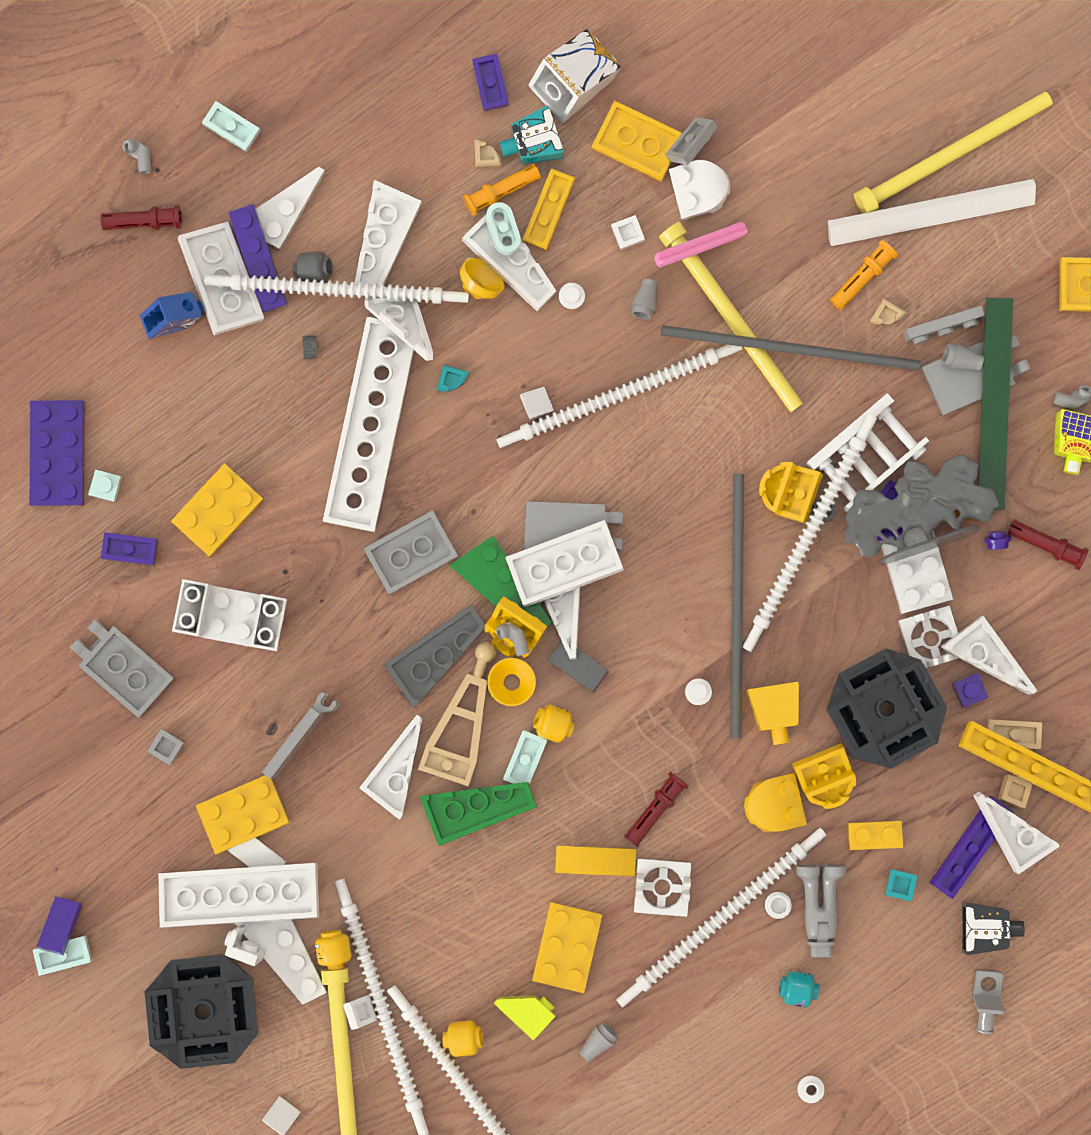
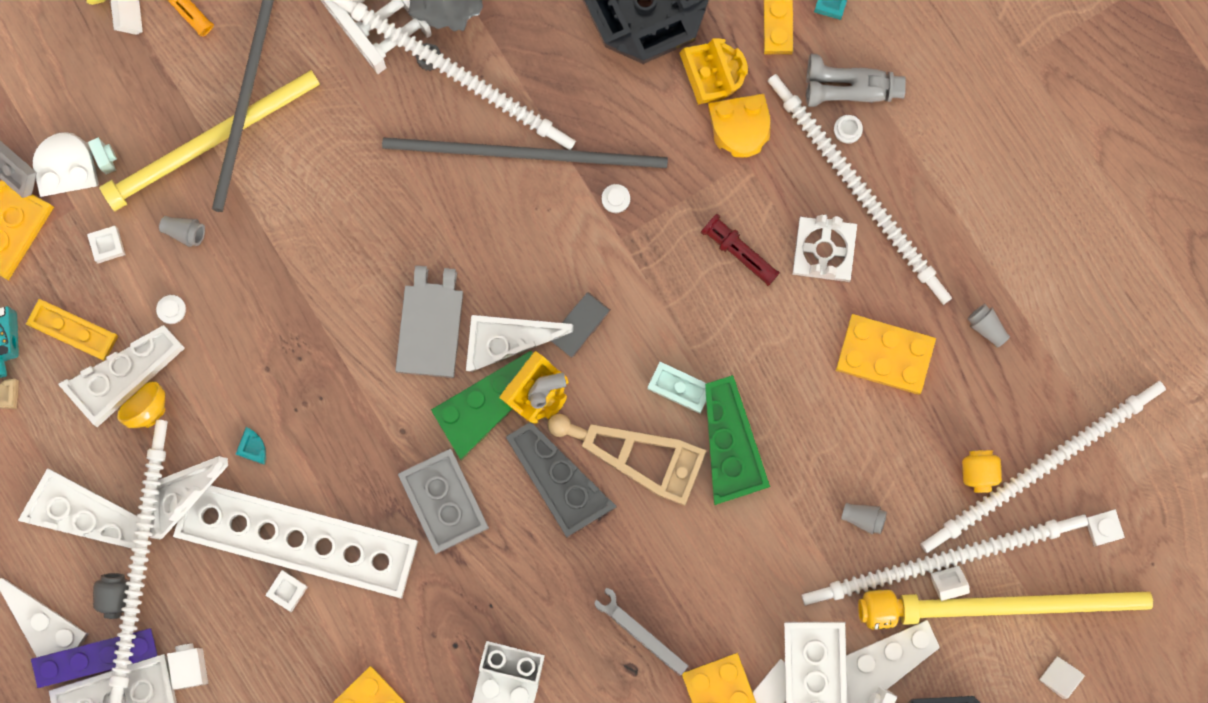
camera: 90 degrees left, 5 degrees down
(253, 339) = (187, 667): none -> white brick
(309, 347) = (202, 603): dark grey axle -> none
(324, 420) = (286, 591): none -> white plate
(391, 777) = (692, 536): white wing -> none
(416, 933) = (865, 517): none -> light grey cone
(492, 193) = (47, 390): light orange pin -> none
(501, 671) = (590, 381): yellow piece -> none
(503, 230) = (88, 376): light aqua plate -> none
(527, 431) = (317, 366): white hose -> none
(527, 1012) = (955, 399): neon yellow slope -> none
(536, 403) = (287, 355): white slope -> none
(553, 723) = (641, 354): yellow head -> none
(564, 563) = (467, 330): white plate -> none
(595, 860) = (793, 318): yellow slope -> none
(700, 244) = (126, 165): bright pink axle -> none
(709, 222) = (103, 155): none -> light aqua plate
(775, 709) = (639, 117): yellow torso -> none
(790, 490) = (404, 88): yellow slope -> none
(798, 989) = (938, 112): teal head -> none
(804, 1083) = (1040, 114): white plate -> none

